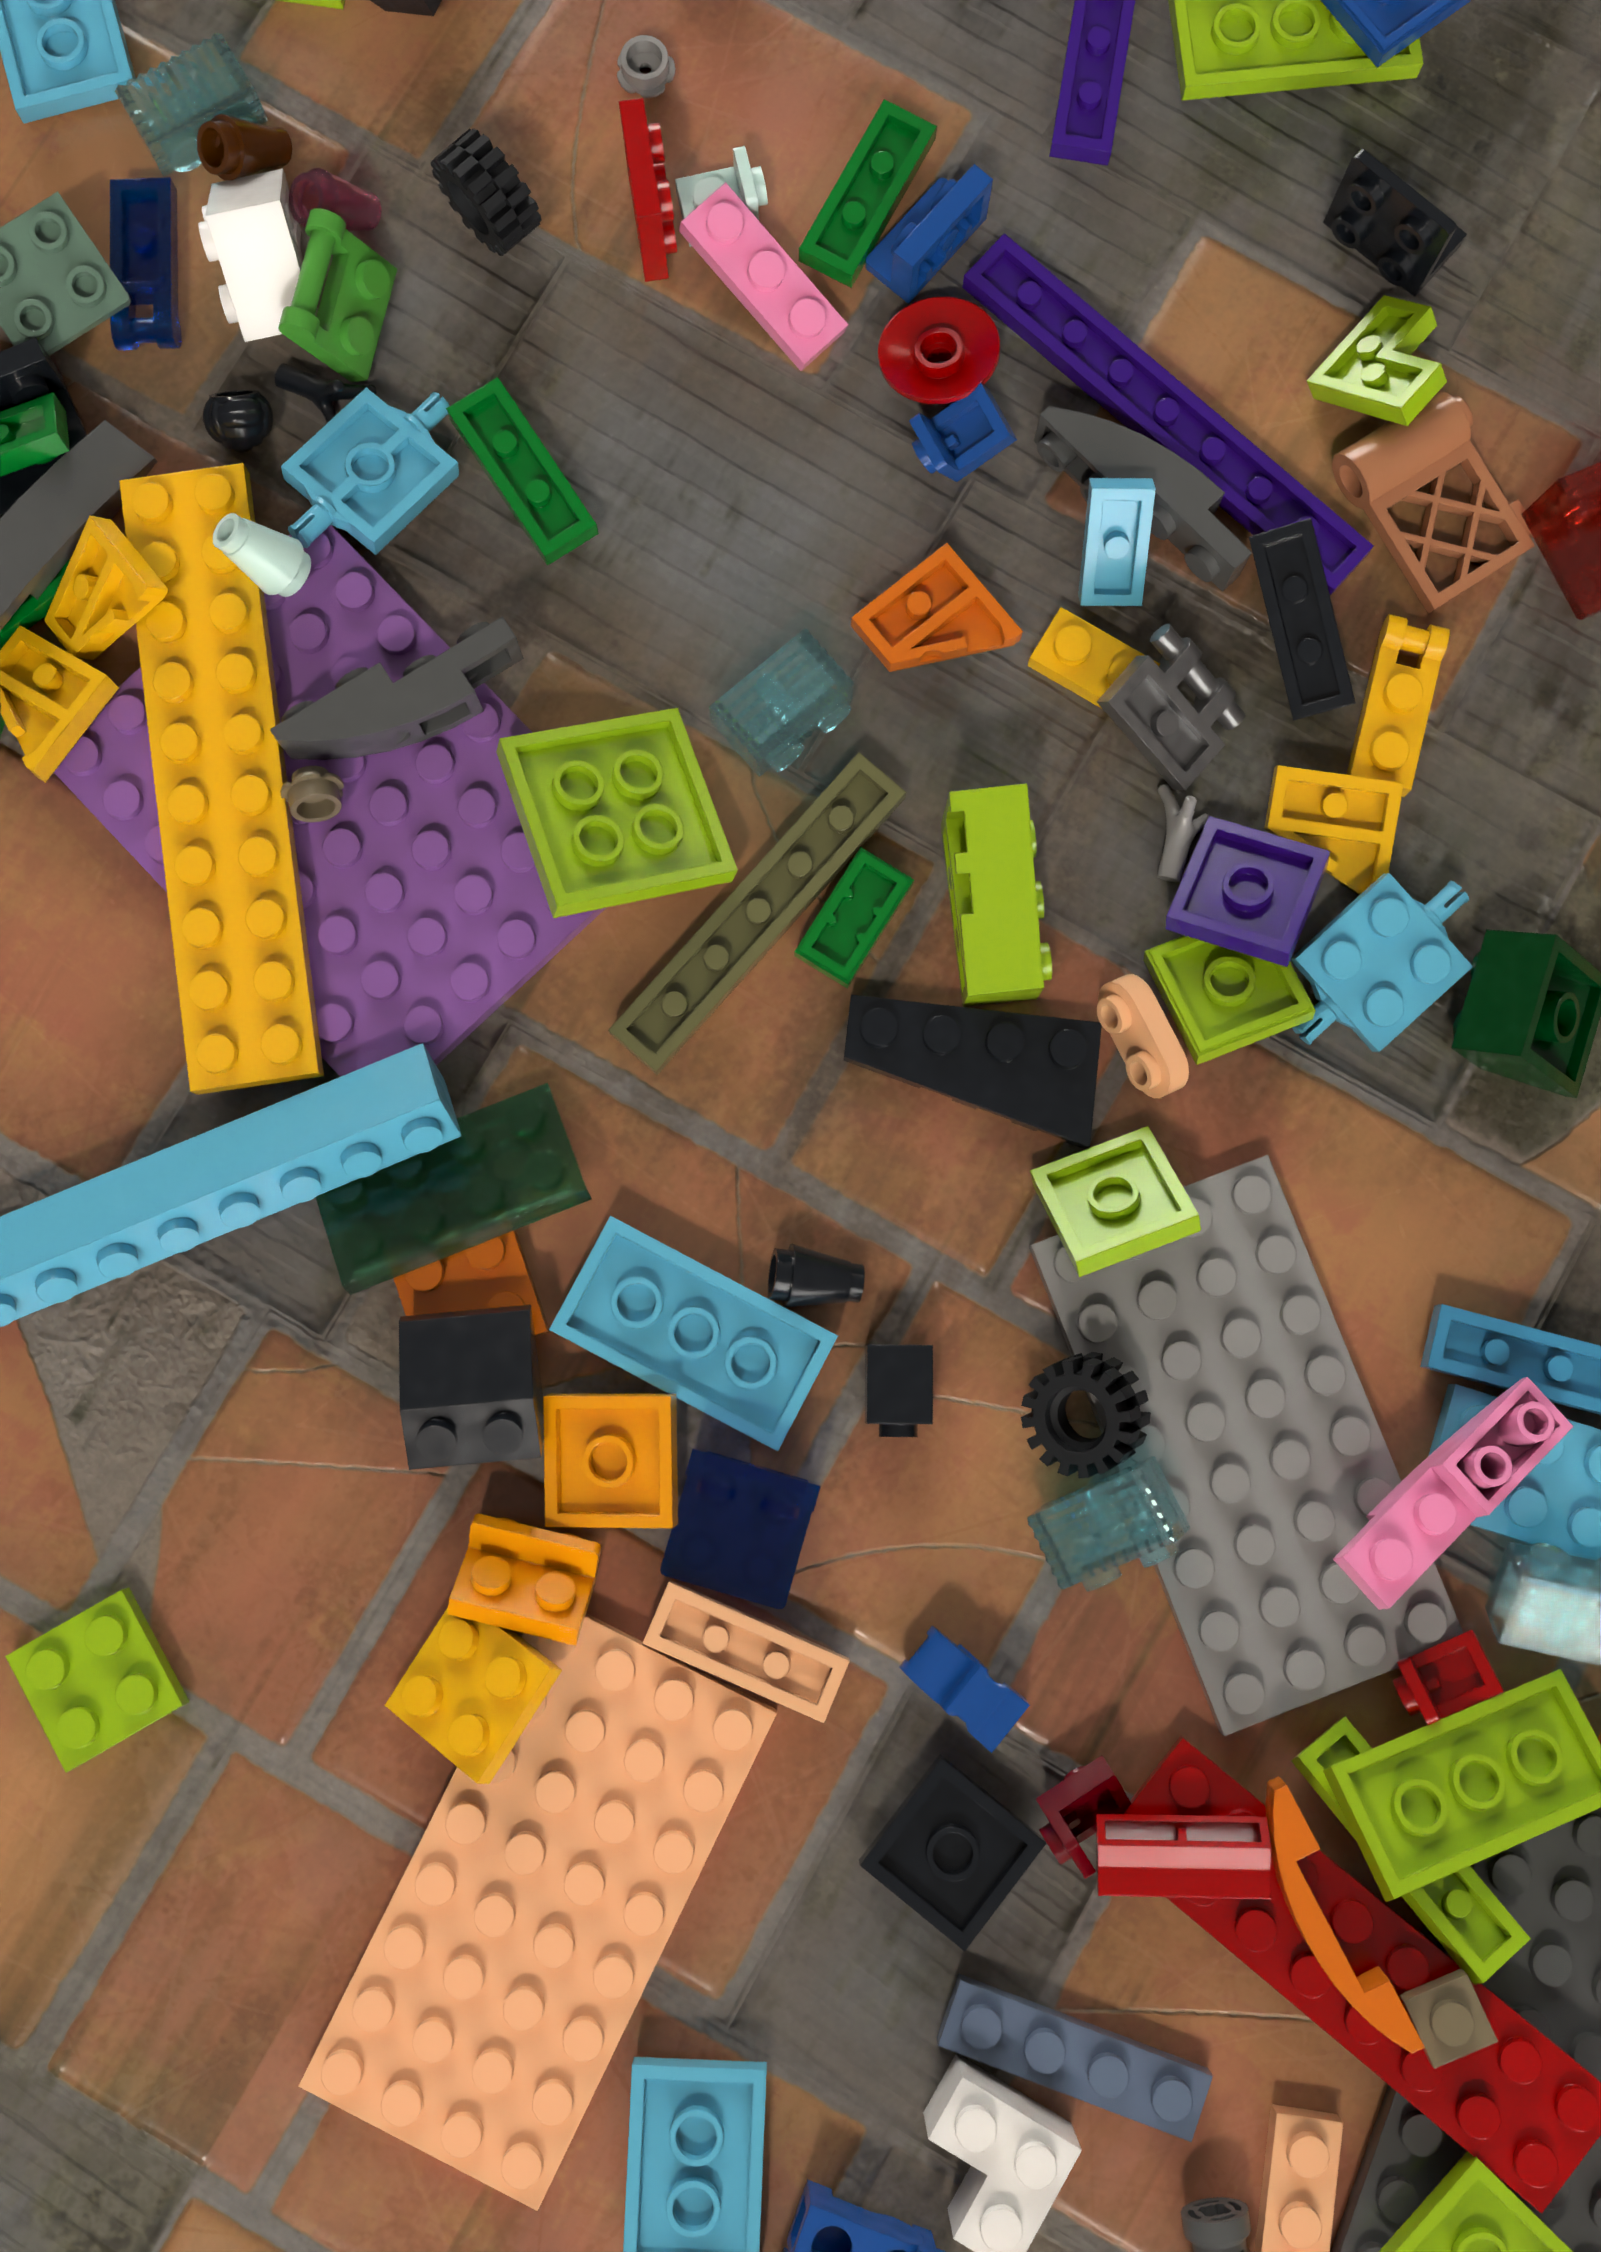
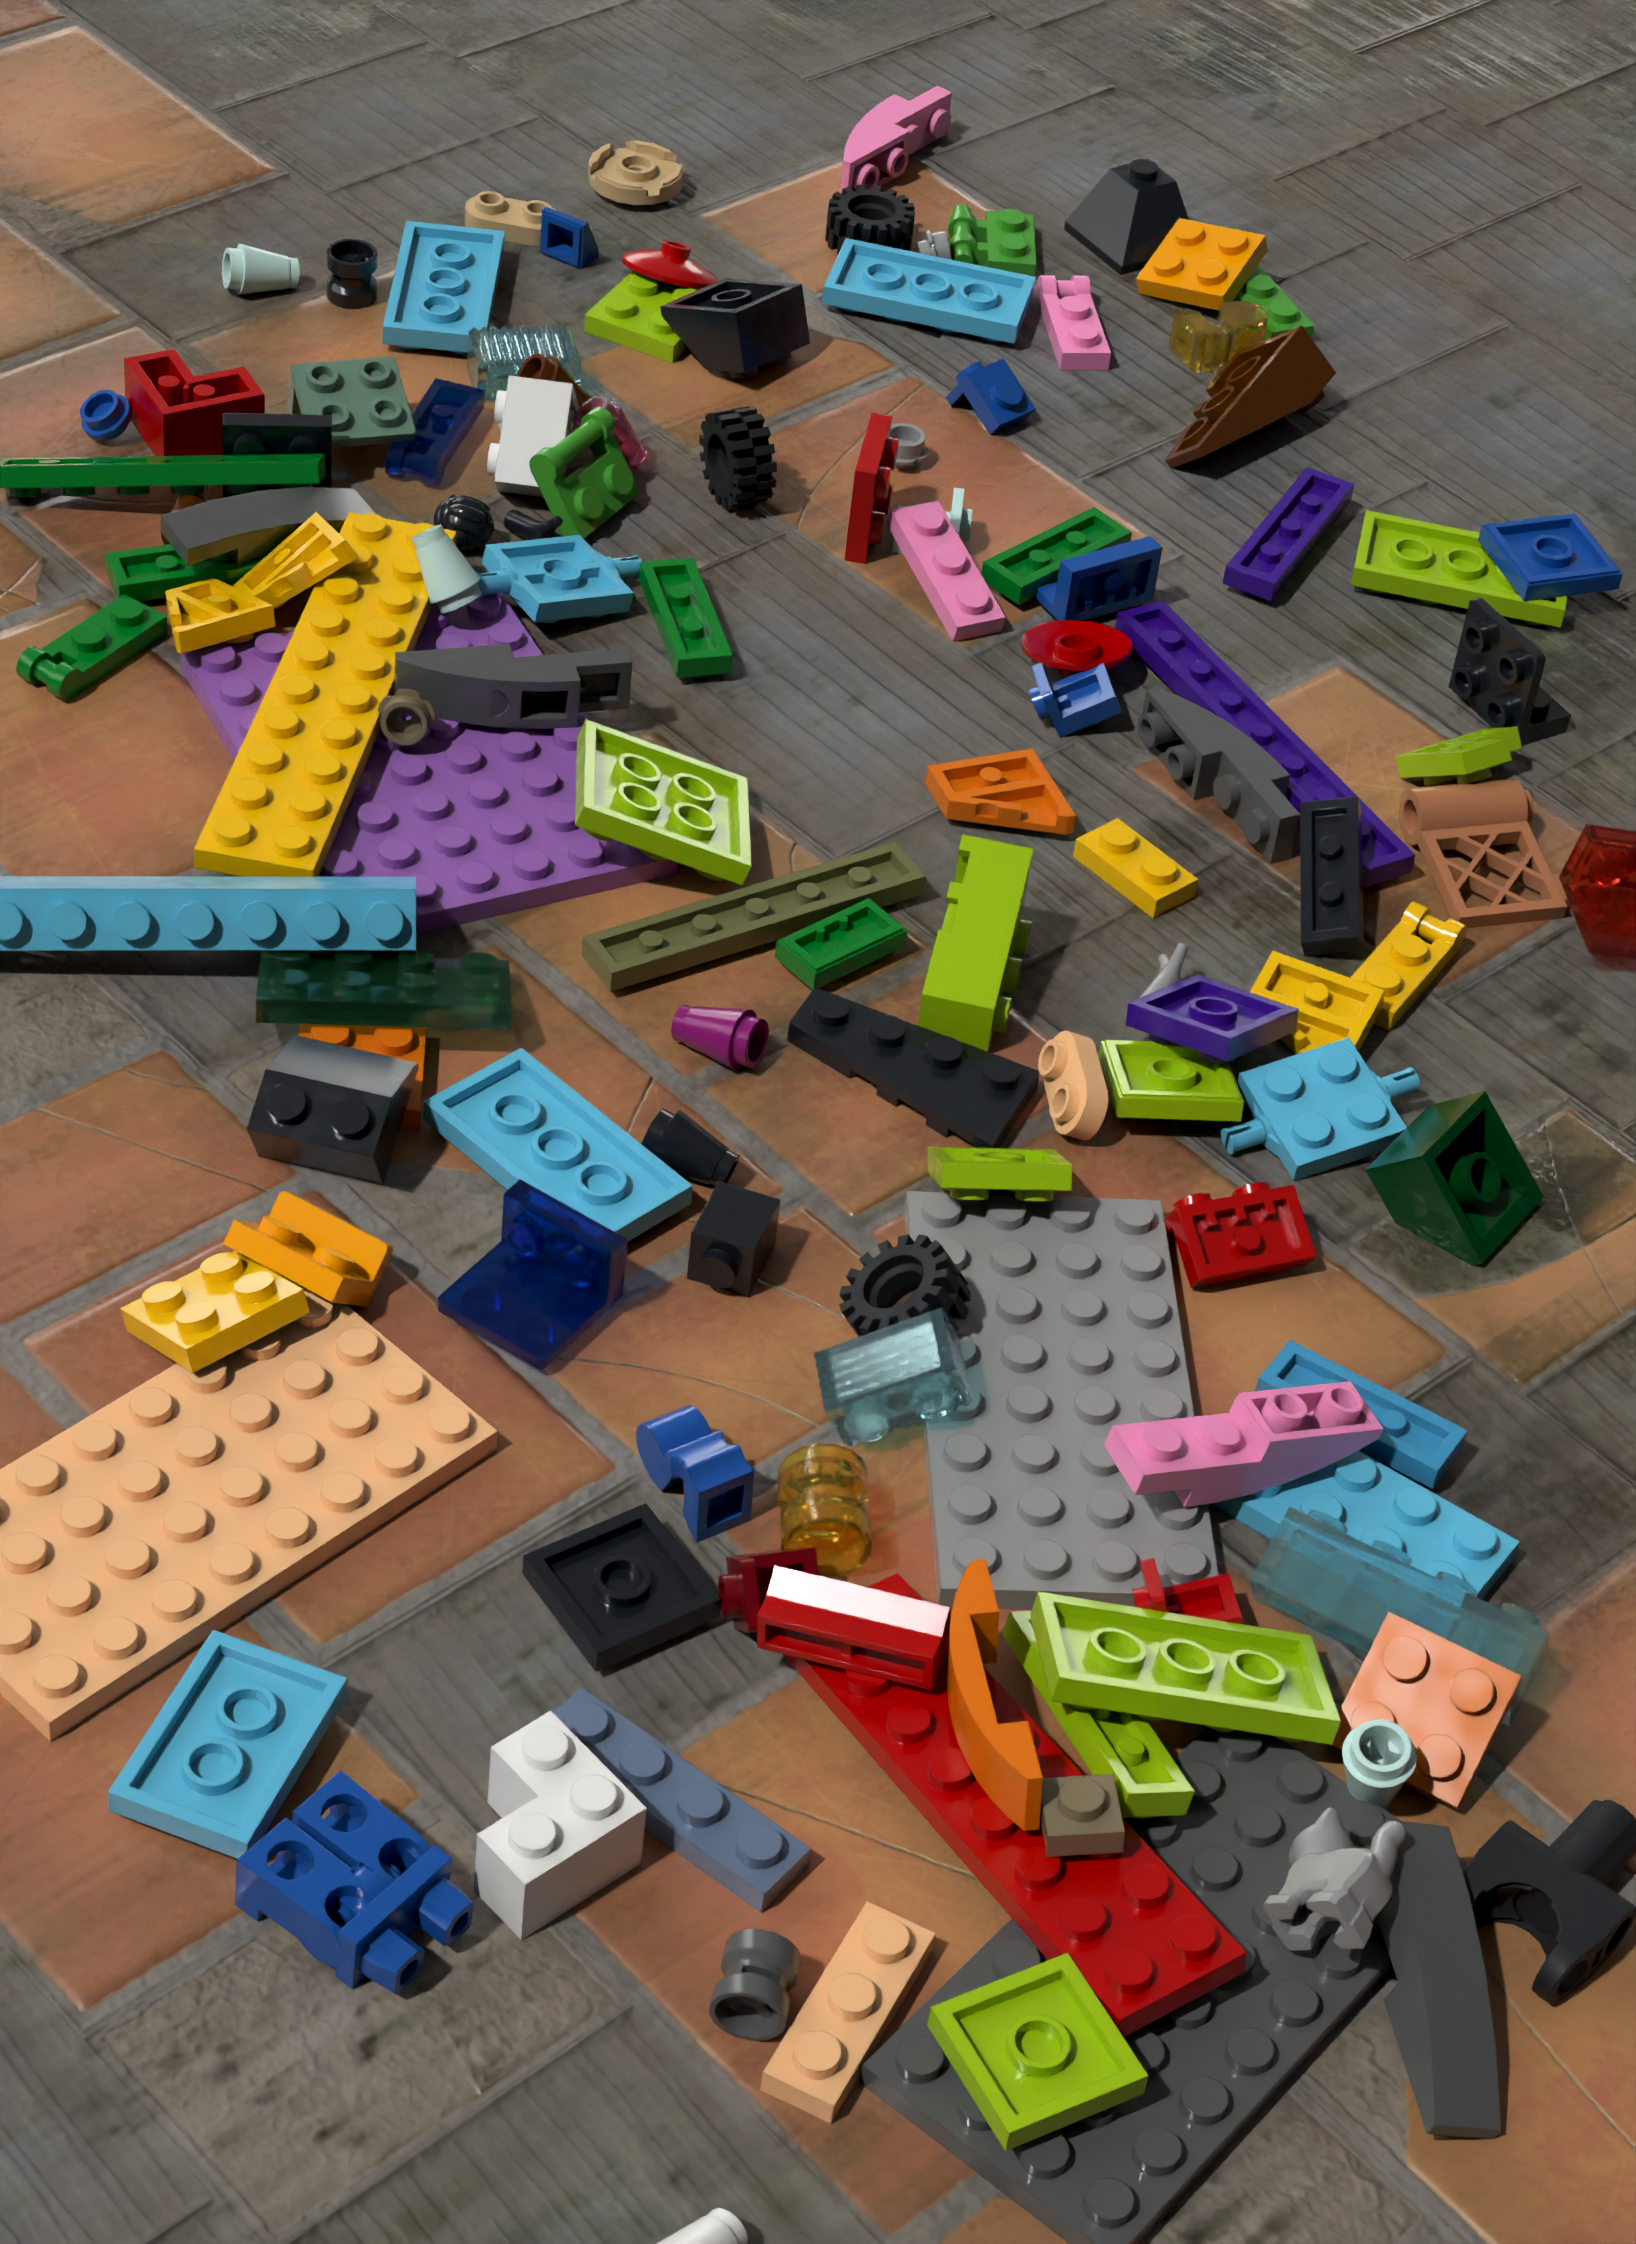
camera: 15 degrees right, 40 degrees down
(610, 1460) = (436, 1200): light orange plate -> none
(746, 1651) = (493, 1379): light nougat plate -> none
(783, 704) = (841, 799): clear light blue brick -> none
(786, 1101) = (723, 1034): none -> magenta cone
(1102, 1711) = (825, 1506): none -> clear yellow wheel
(1116, 541) = (1181, 780): medium azure plate -> none
(1158, 716) = (1178, 898): flat silver plate -> none
(1352, 1171) = (1240, 1234): none -> red bracket

